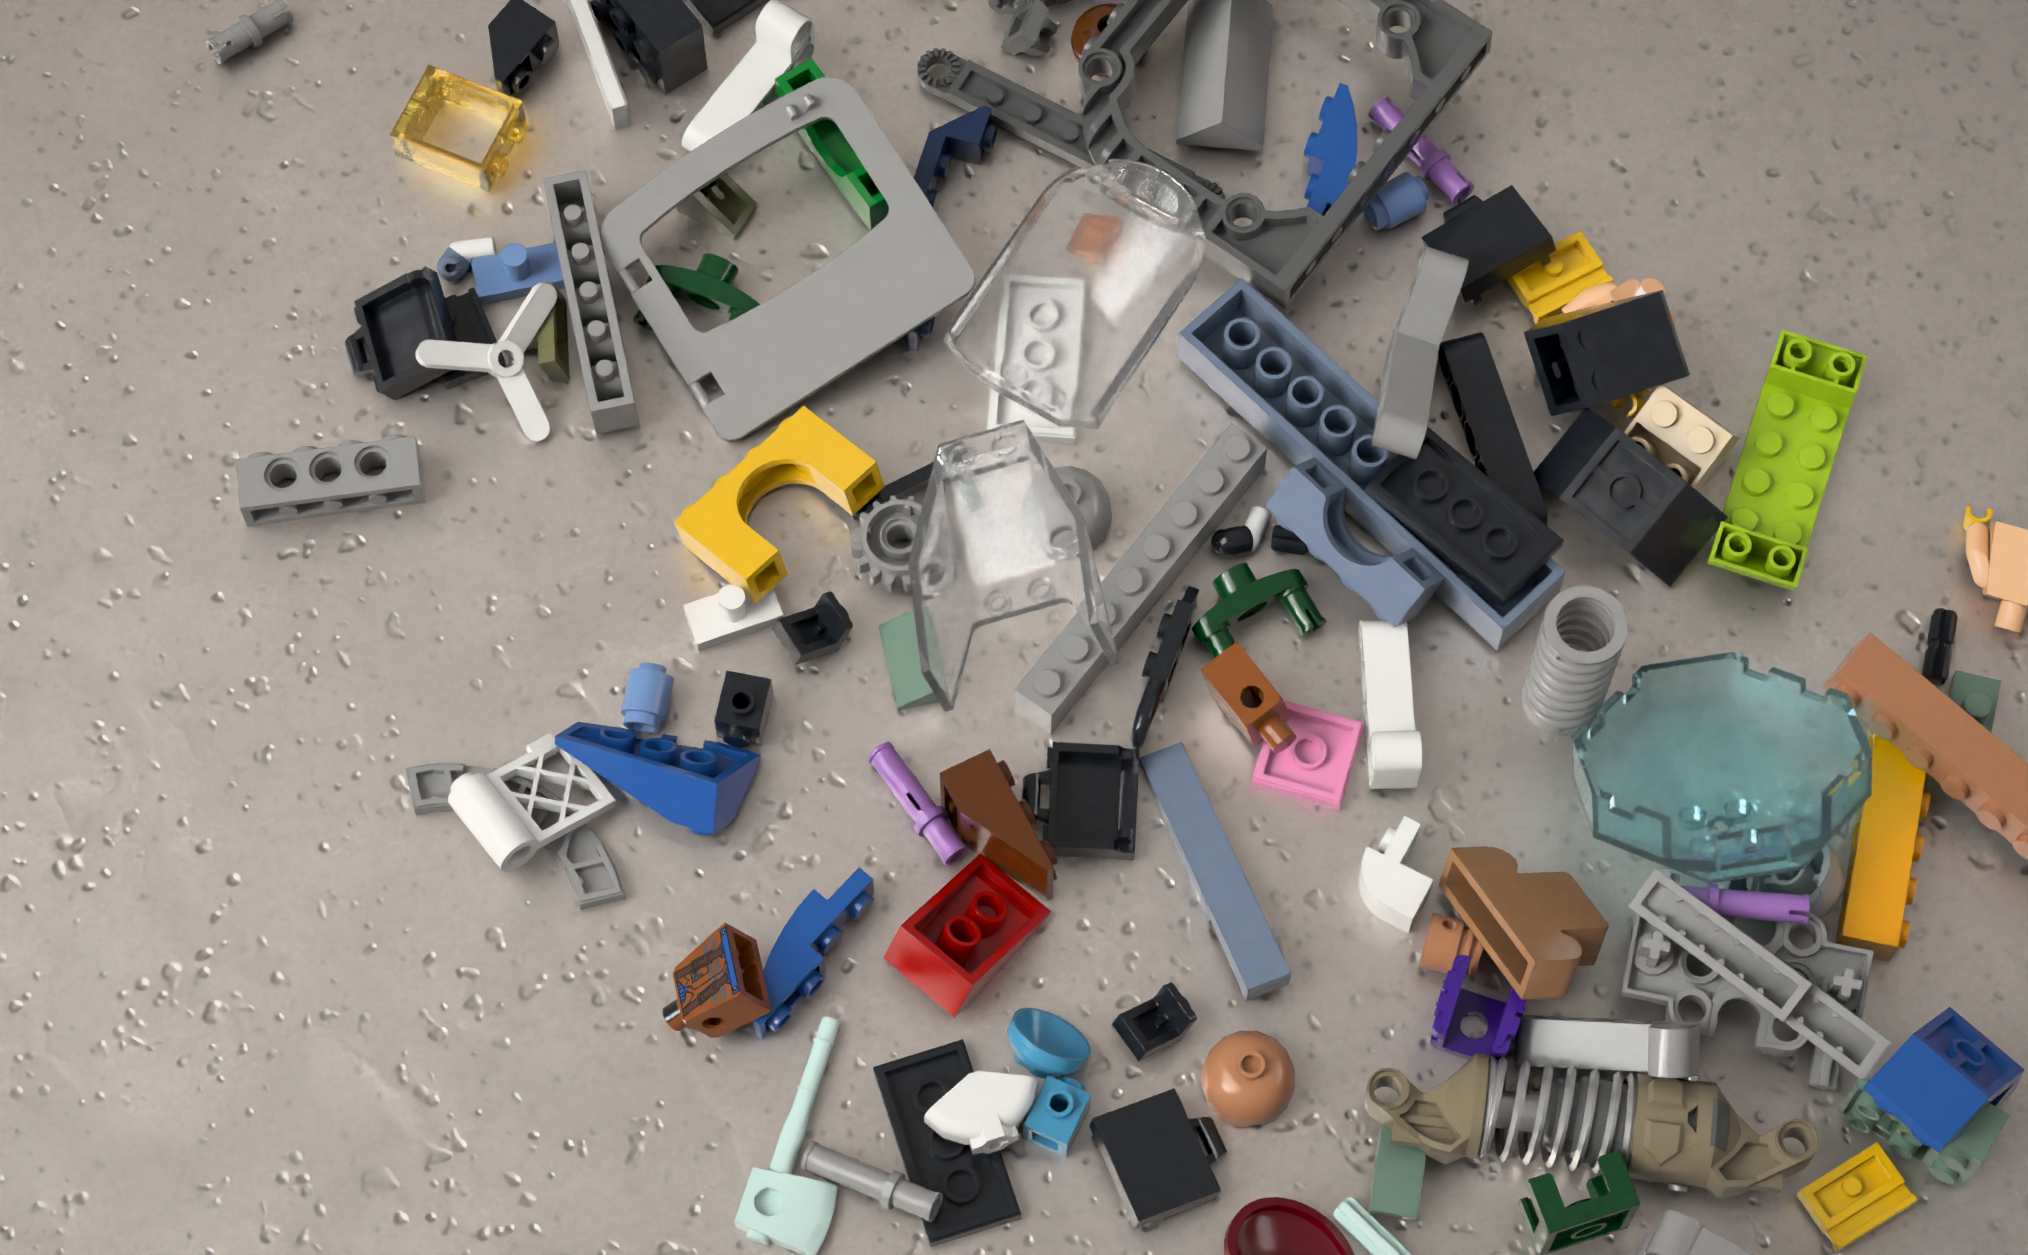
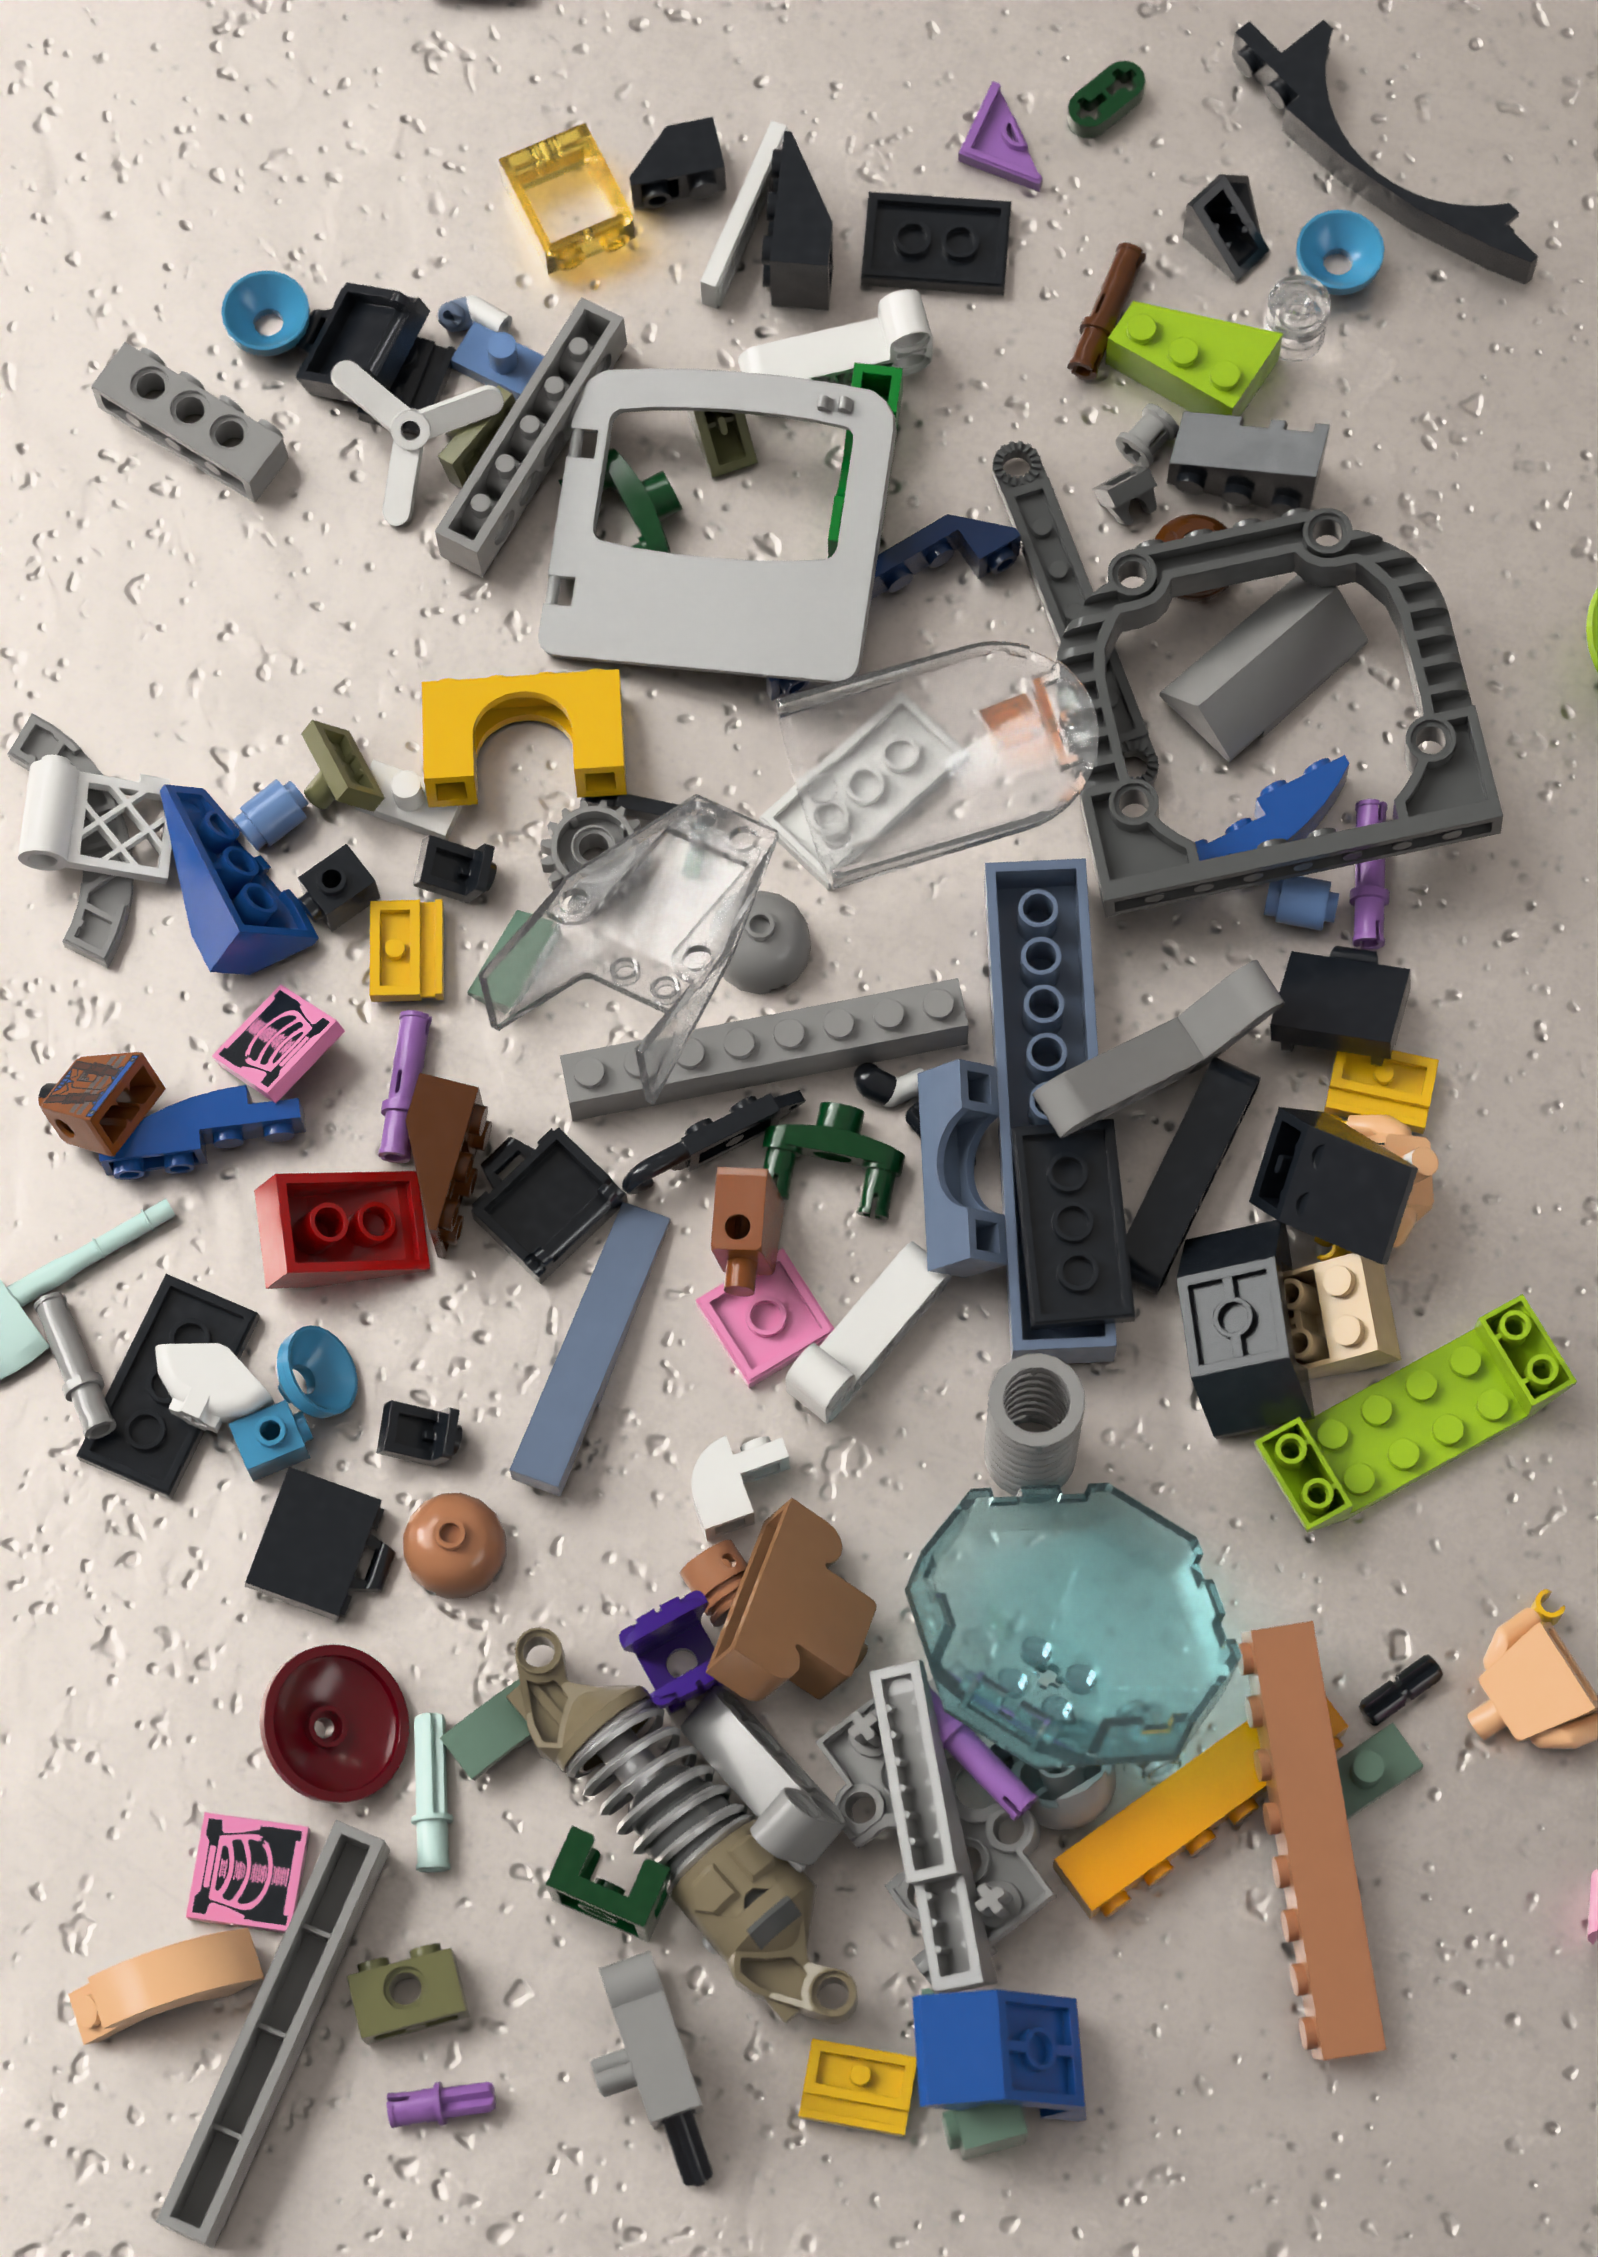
camera: 45 degrees right, 5 degrees up
(313, 348) = (262, 295): none -> dark azure piece
(670, 628) = (342, 769): none -> olive tile
(805, 845) = (278, 1043): none -> bright pink tile
(831, 712) = (406, 950): none -> yellow plate

